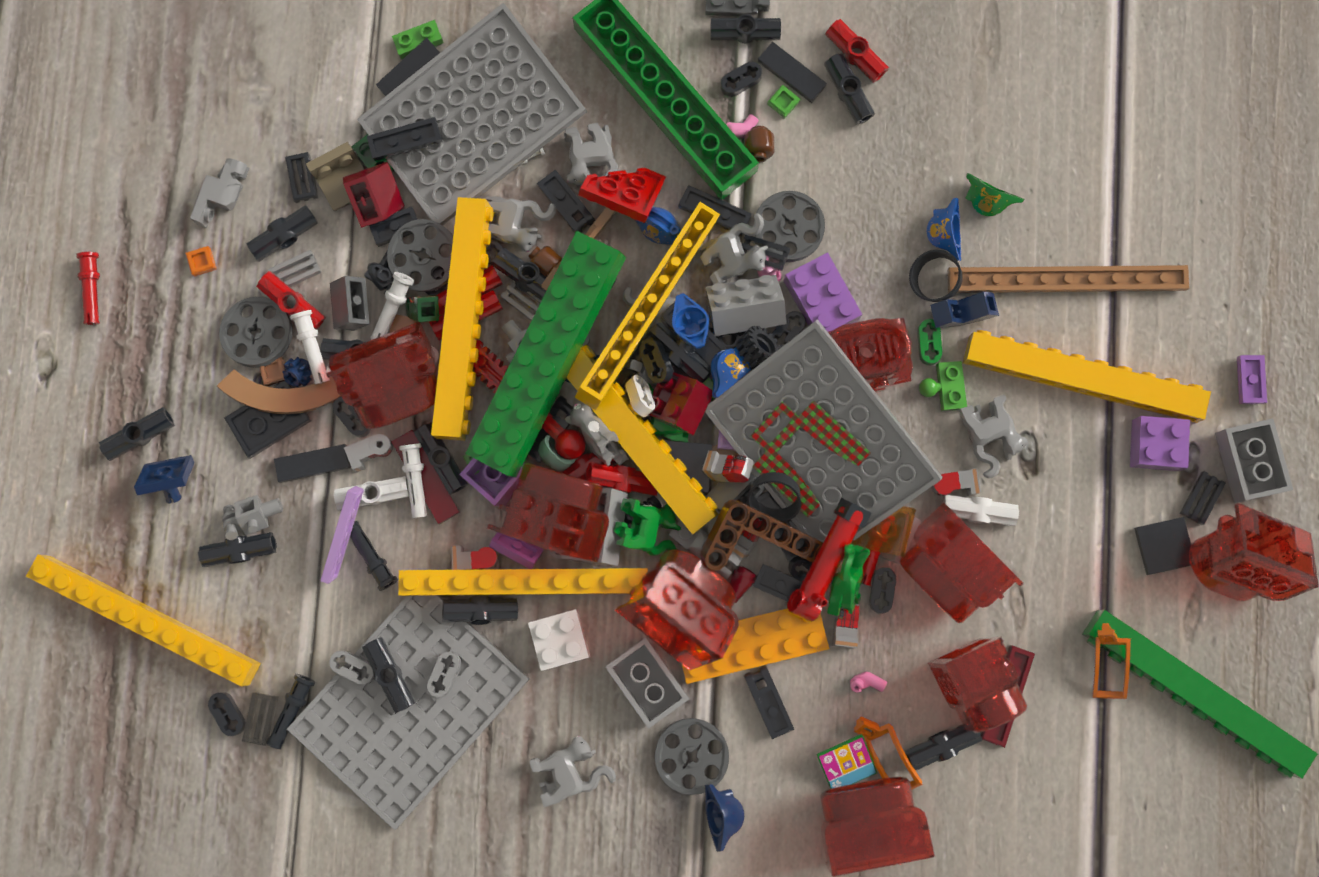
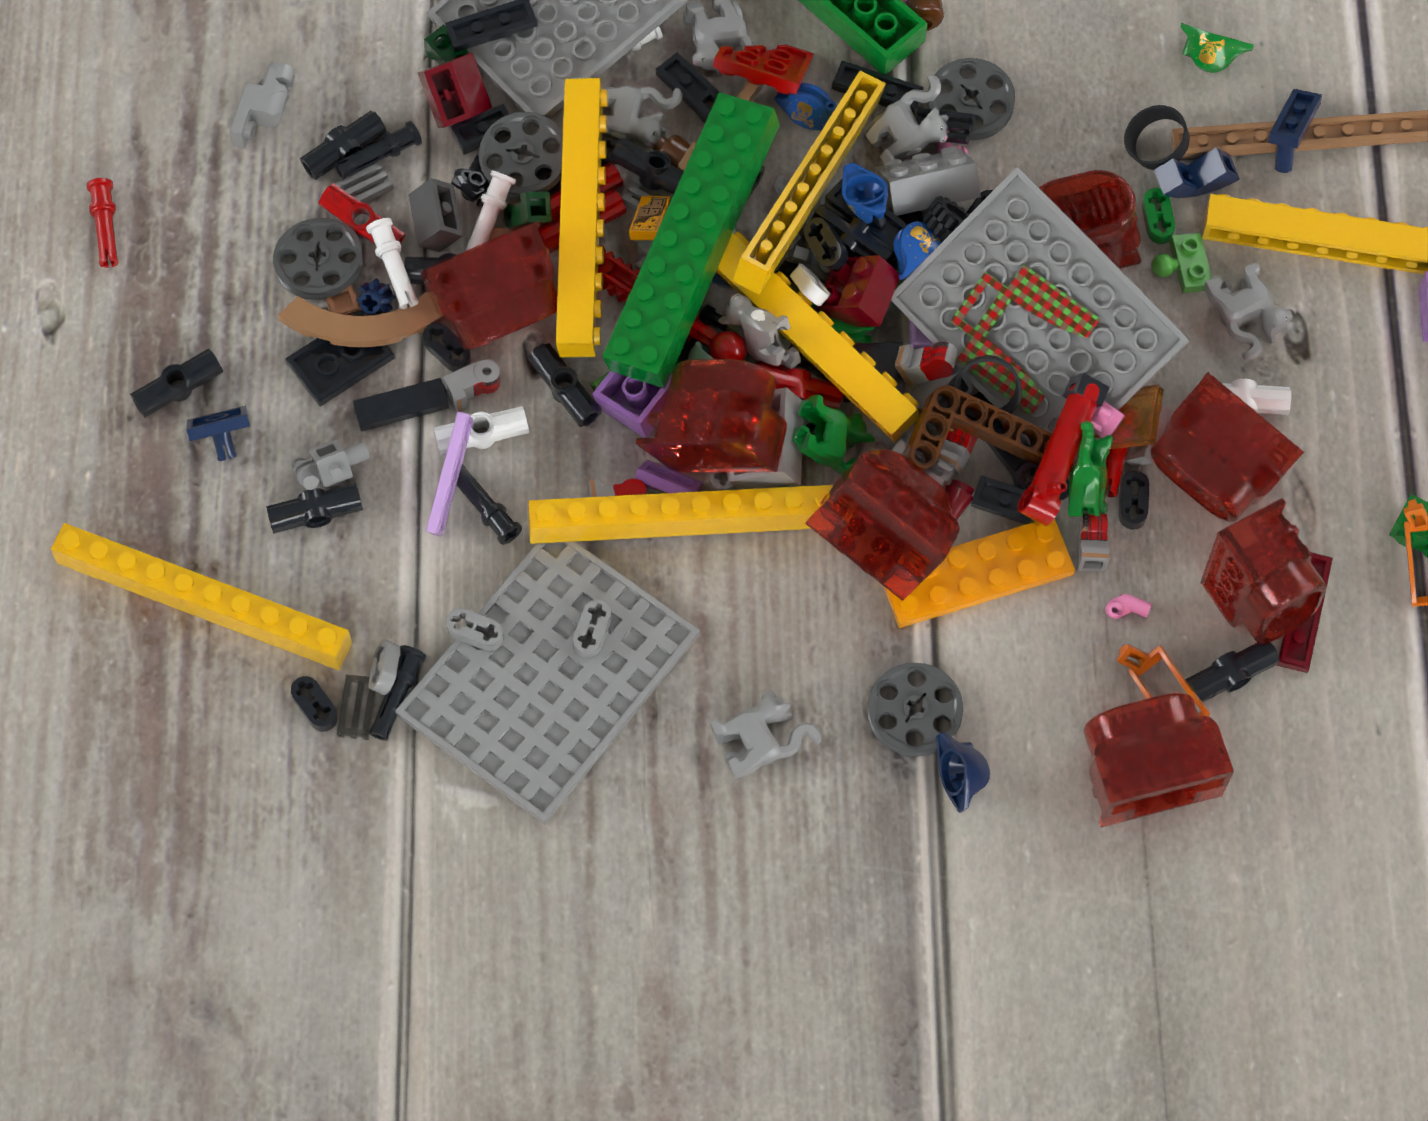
camera: 10 degrees left, 15 degrees down
(201, 261) = (241, 185): orange tile -> none
(280, 692) = (384, 667): none -> light grey beam
(305, 195) = (366, 103): black tile -> none
(318, 236) = (389, 145): none -> black pin
(331, 169) = (398, 74): dark tan bracket -> none
(380, 660) = (531, 646): black piece -> none
(413, 468) = (531, 395): white pin -> none
(435, 493) = (546, 410): dark red tile -> none
(479, 610) = (630, 552): black piece -> none
(518, 320) = (648, 217): none -> tile
(559, 639) = (734, 581): white brick -> none
(647, 682) = (850, 620): light grey brick -> none
(769, 703) = (1006, 638): black plate -> none
(822, 294) = (1012, 148): medium lavender brick -> none
(847, 762) = (1109, 688): piece -> none
(867, 535) = (1106, 419): none -> bright pink tile
(944, 229) = (1162, 84): blue hat -> none
(958, 481) = (1219, 363): leg -> none
(1049, 272) = (1292, 126): none -> dark blue piece

